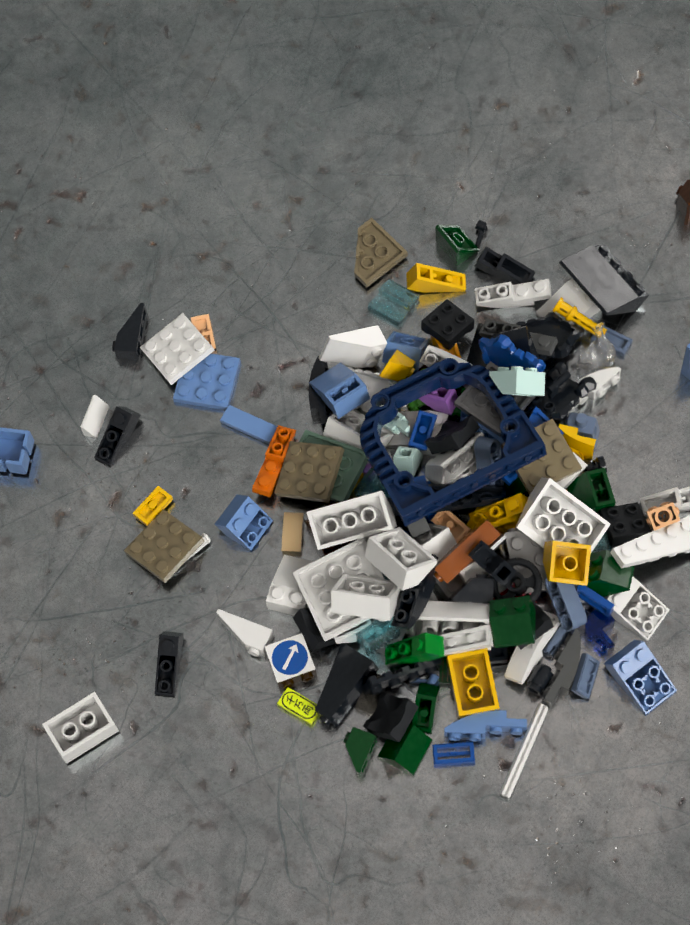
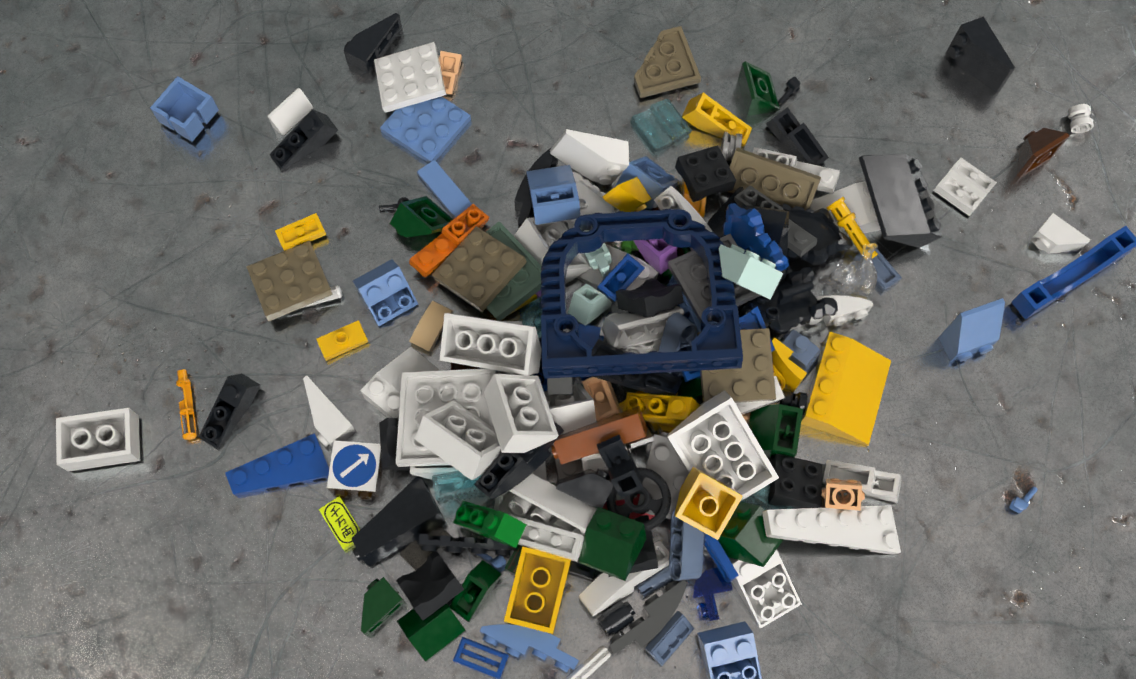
camera: 15 degrees right, 5 degrees up
(132, 674) = (186, 405): none -> light orange piece
(219, 453) = (392, 206): none -> black hand
(228, 573) = (342, 340): none -> yellow plate
(236, 682) = (289, 465): none -> blue wing
(242, 454) = (419, 217): none -> dark green slope
(457, 295) = (729, 145): none -> light grey wheel
(502, 306) = (774, 179): none -> dark tan plate
(614, 142) = (981, 54): none -> black slope
(629, 440) = (846, 389): none -> yellow slope
(648, 249) = (965, 186): none -> white slope

